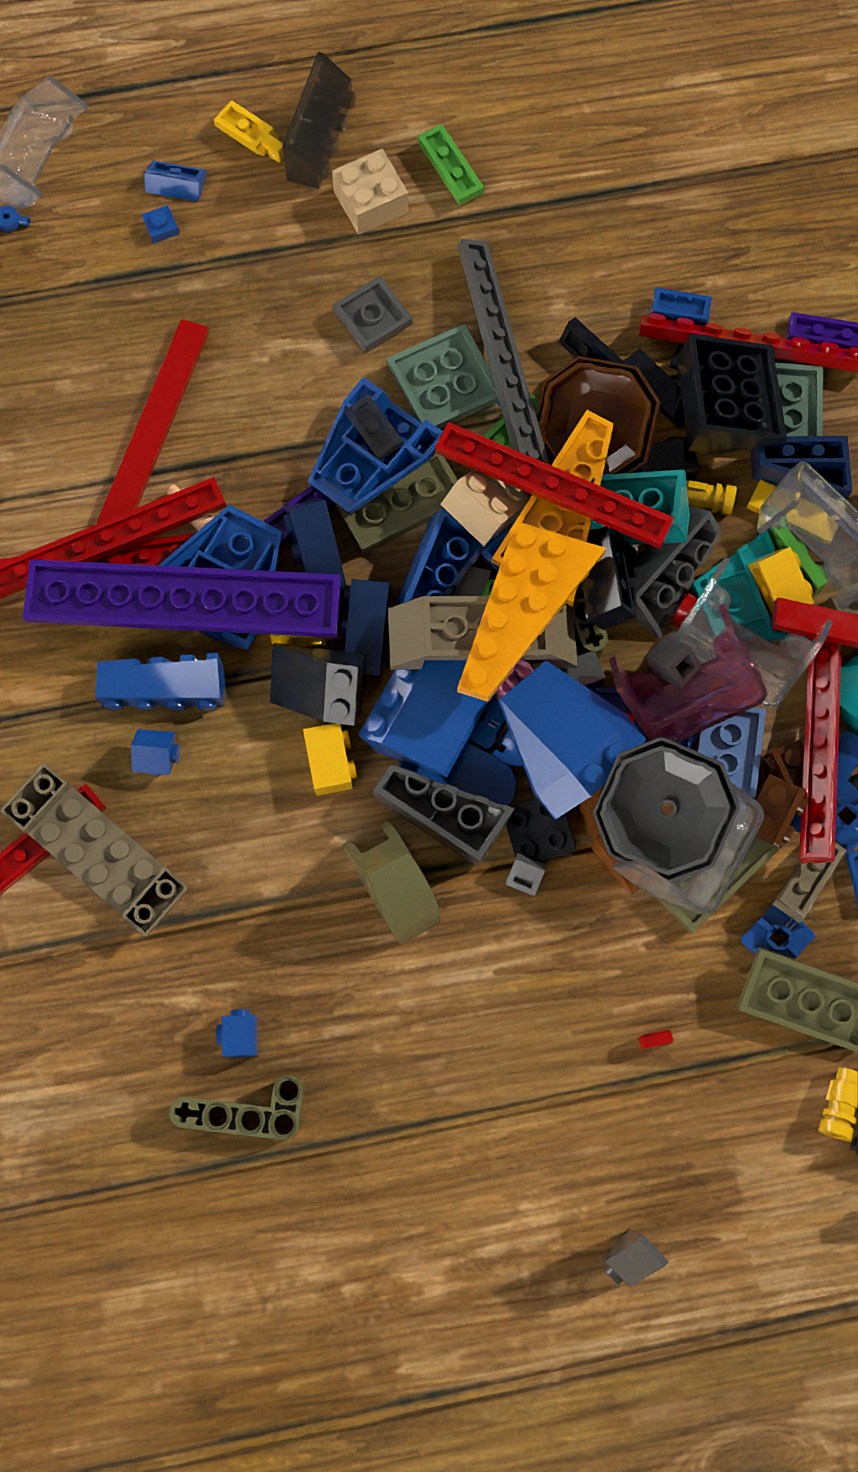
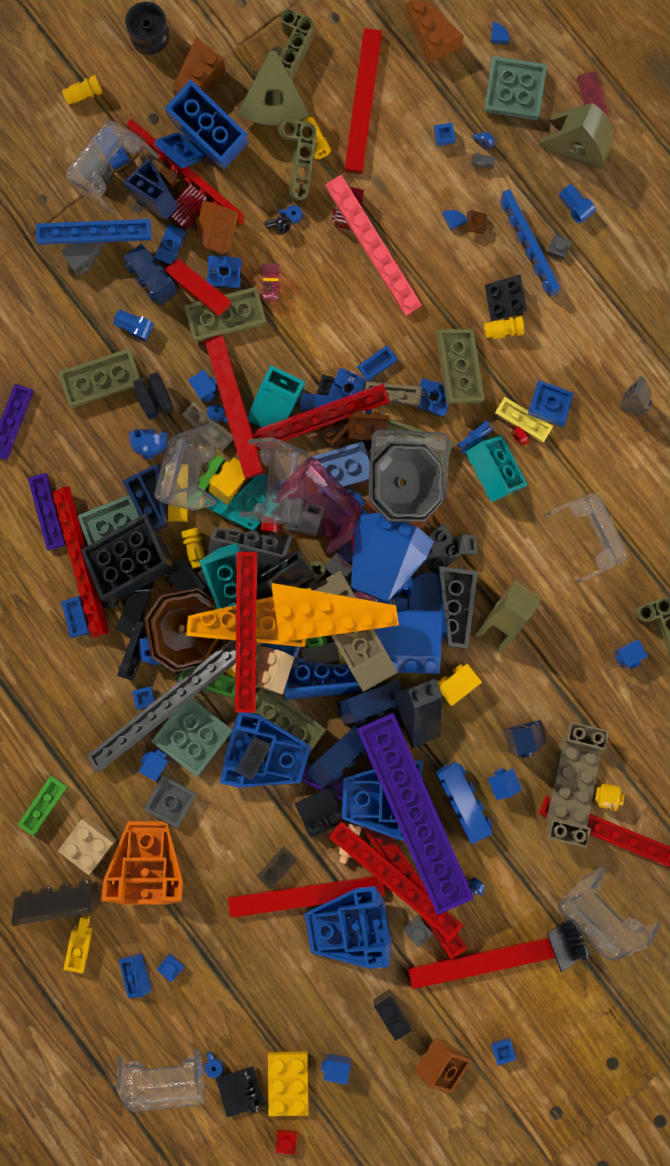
camera: 115 degrees left, 10 degrees up
(23, 535) = (417, 930): none -> dark grey brick
(37, 645) = (476, 886): none -> blue plate
(52, 893) = (609, 797): none -> yellow head
(75, 458) = (352, 929): none -> blue wedge
(200, 809) = (525, 738): none -> dark blue wedge
(212, 404) = (277, 867): none -> clear smoke plate
(255, 487) = (319, 812): none -> black hinge
(306, 242) = (144, 867): none -> orange wedge
(431, 314) = (154, 764): none -> blue brick
(450, 1095) = (604, 528): none -> clear windscreen
(529, 341) = (143, 697): none -> blue plate
(622, 978) = (496, 468): none -> teal slope
(679, 1059) = (519, 416): none -> light yellow plate
(686, 970) = (474, 437): none -> blue pin
(687, 1115) = (550, 403): none -> blue tile

